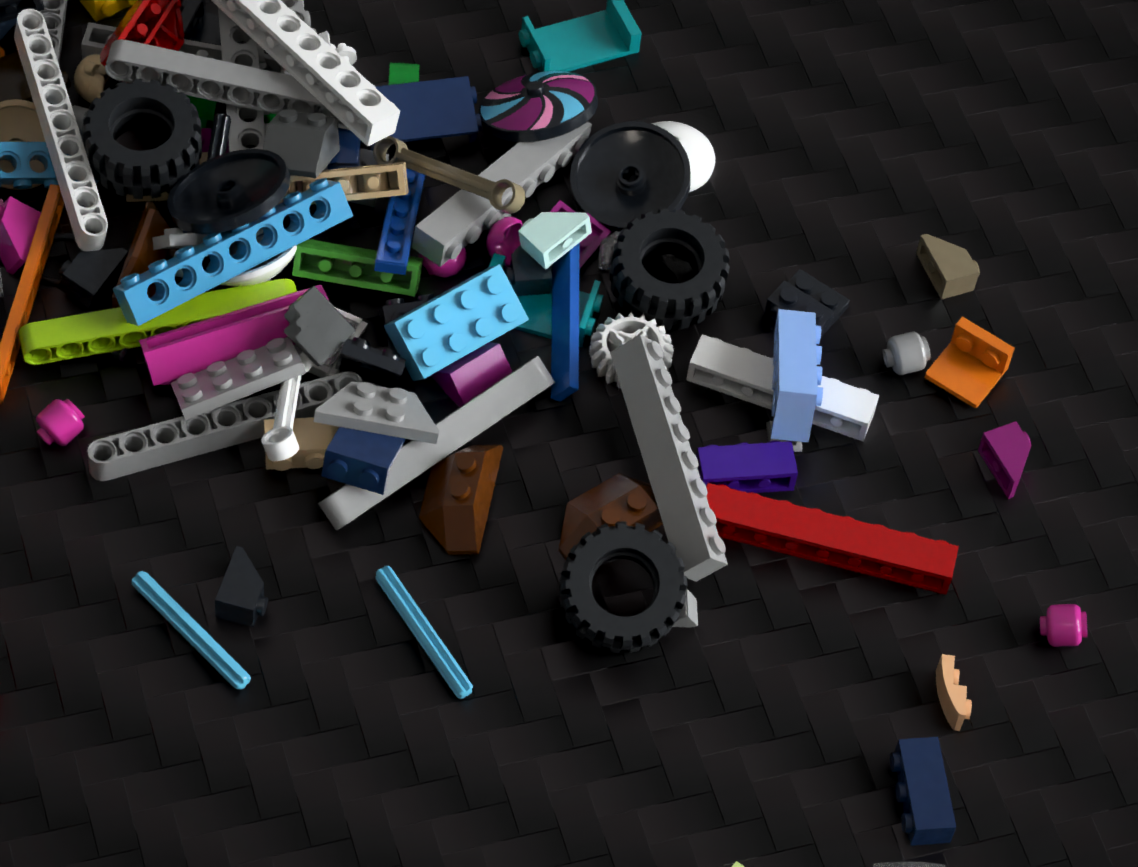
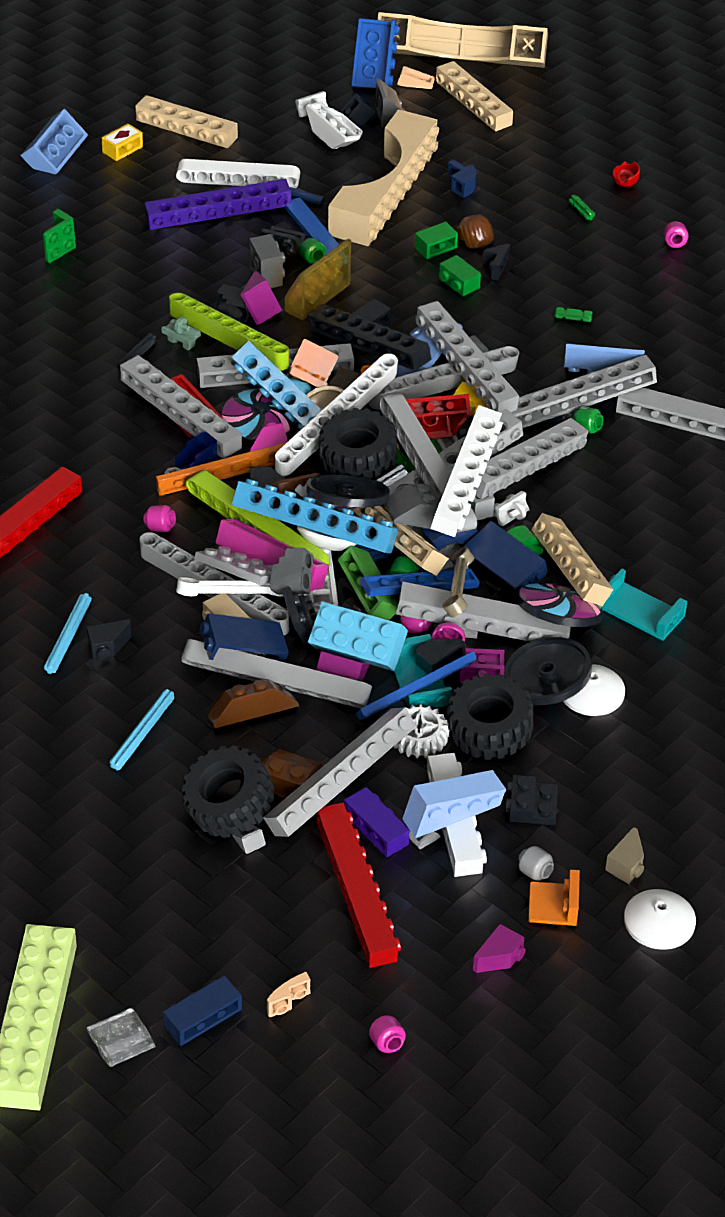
camera: 65 degrees right, 10 degrees down
(363, 224) = (403, 565): none -> green head
(378, 411) = (262, 628): light grey wing -> none
(476, 52) = (572, 559): none -> tan brick
(553, 235) = (452, 644): light aqua slope -> none
(1038, 301) = (659, 927): none -> white dish

